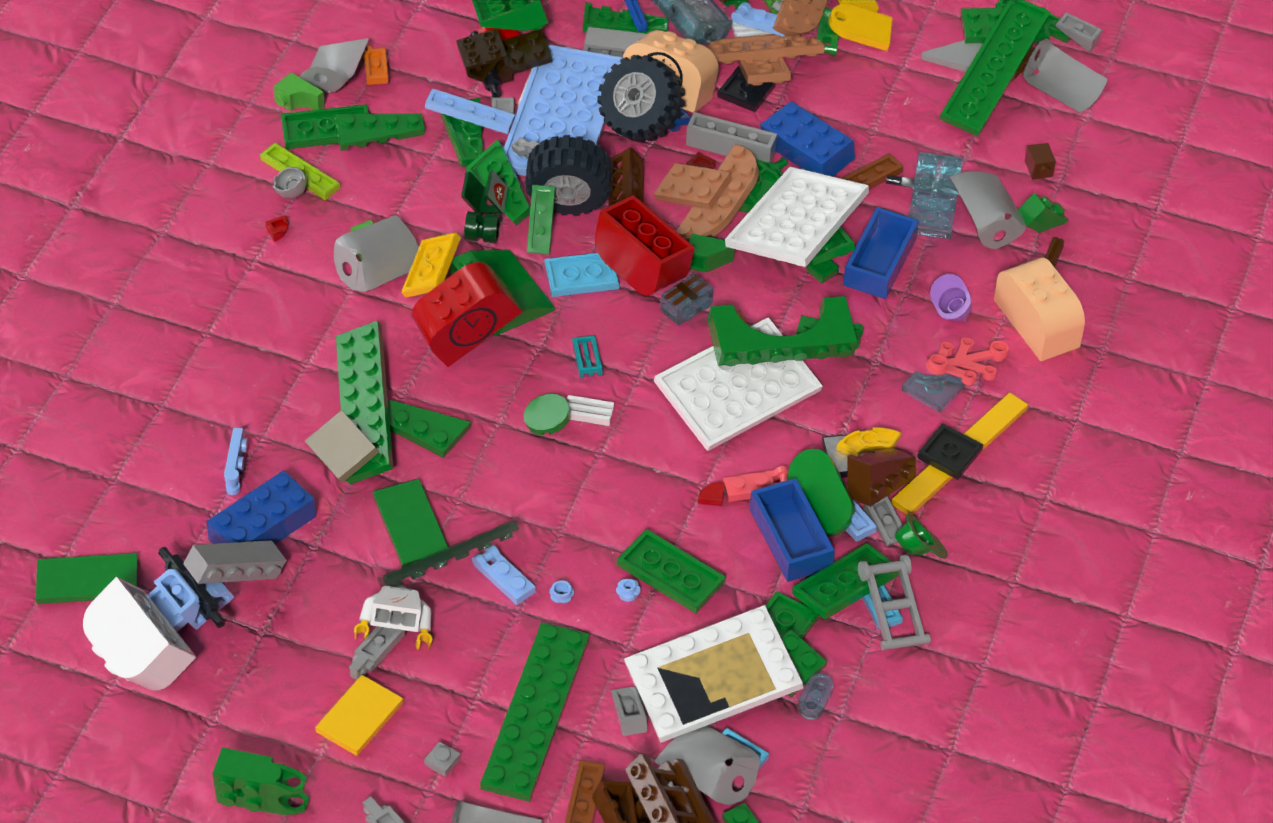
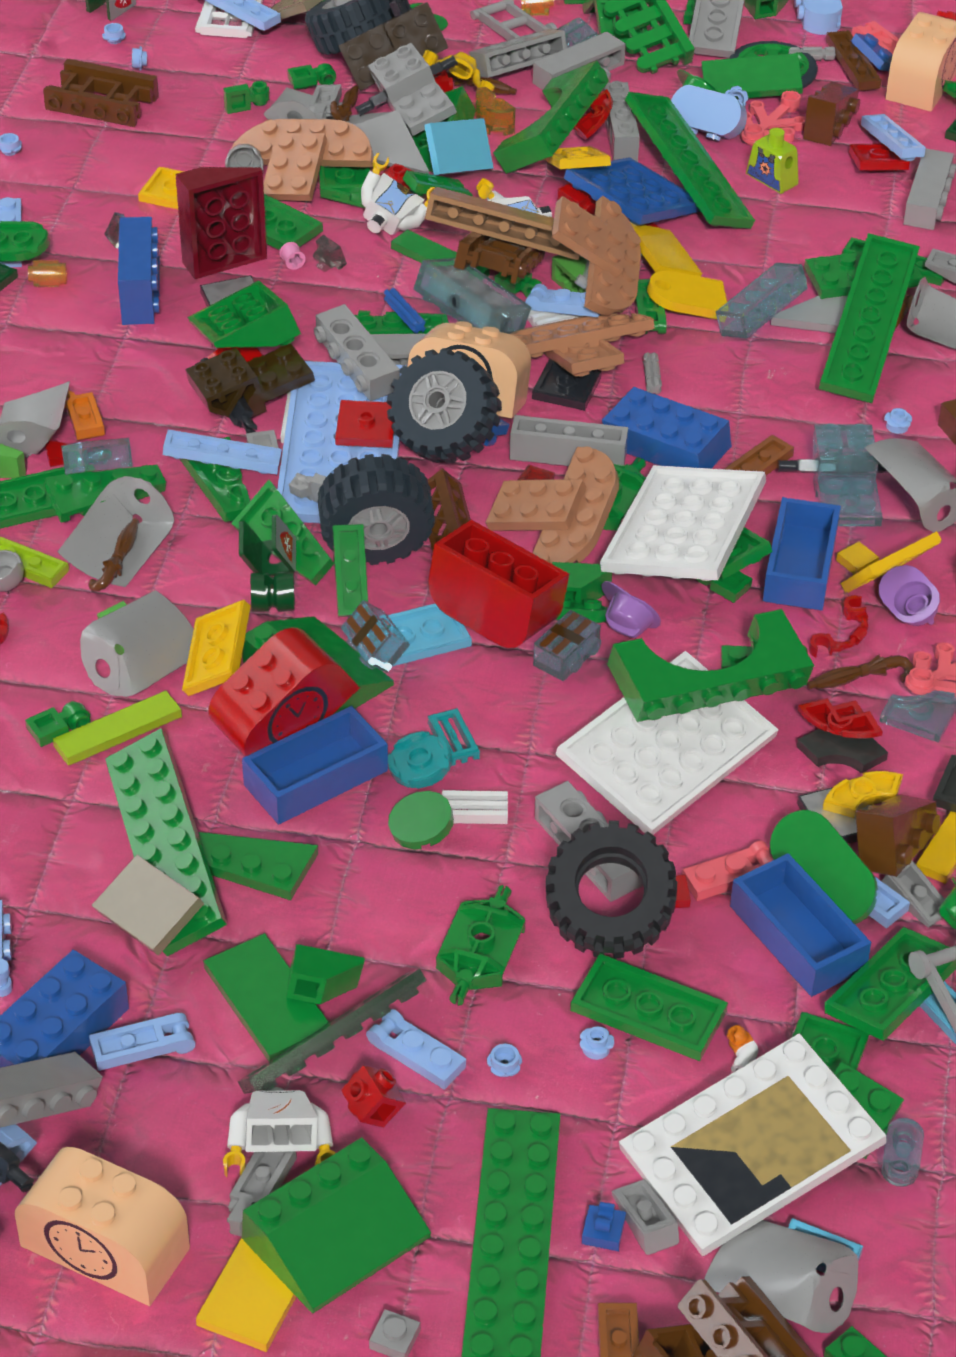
camera: 10 degrees left, 5 degrees down
(267, 657) = (104, 1224): none -> light nougat brick
(303, 306) = (53, 724): none -> green plate
(319, 540) = (141, 1041): none -> light blue plate
(349, 314) = (117, 728): none -> lime tile
(352, 94) = (54, 453): none -> red tile
(372, 190) = (114, 565): none -> reddish brown piece
(374, 169) = (98, 531): none -> light grey piece
(376, 102) = (96, 456): none -> clear light blue brick
(418, 682) = (334, 1225): none -> green slope
(450, 513) = (322, 974): none -> green slope
(464, 602) = (373, 1096): none -> red brick
(481, 363) = (315, 764): none -> blue piece
(546, 273) = (374, 637): none -> clear light blue brick
(558, 370) = (420, 760): none -> teal tile
(563, 522) = (477, 962): none -> green plate
(579, 103) = (364, 424): none -> red plate
(586, 42) = (356, 352): none -> light grey brick
(598, 712) = (604, 1226): none -> blue tile
(654, 455) = (616, 846): none -> black tyre
(662, 447) = (565, 811): none -> light grey brick
(711, 274) = (589, 608): none -> green plate
(728, 607) = (743, 1047): none -> arm
(736, 282) = (628, 613): none -> medium lavender piece
(814, 88) = (652, 373): none -> light grey axle
(873, 386) = (842, 719): none -> red brick
(875, 410) = (830, 748): none -> pearl dark grey tile
(884, 351) = (845, 675): none -> reddish brown piece
(903, 324) = (854, 639): none -> red piece
(916, 38) = (761, 300): none -> clear light blue brick
(925, 262) = (856, 557): none -> yellow tile
(948, 268) = (896, 559): none -> yellow tile
(993, 154) = (898, 421): none -> light blue plate

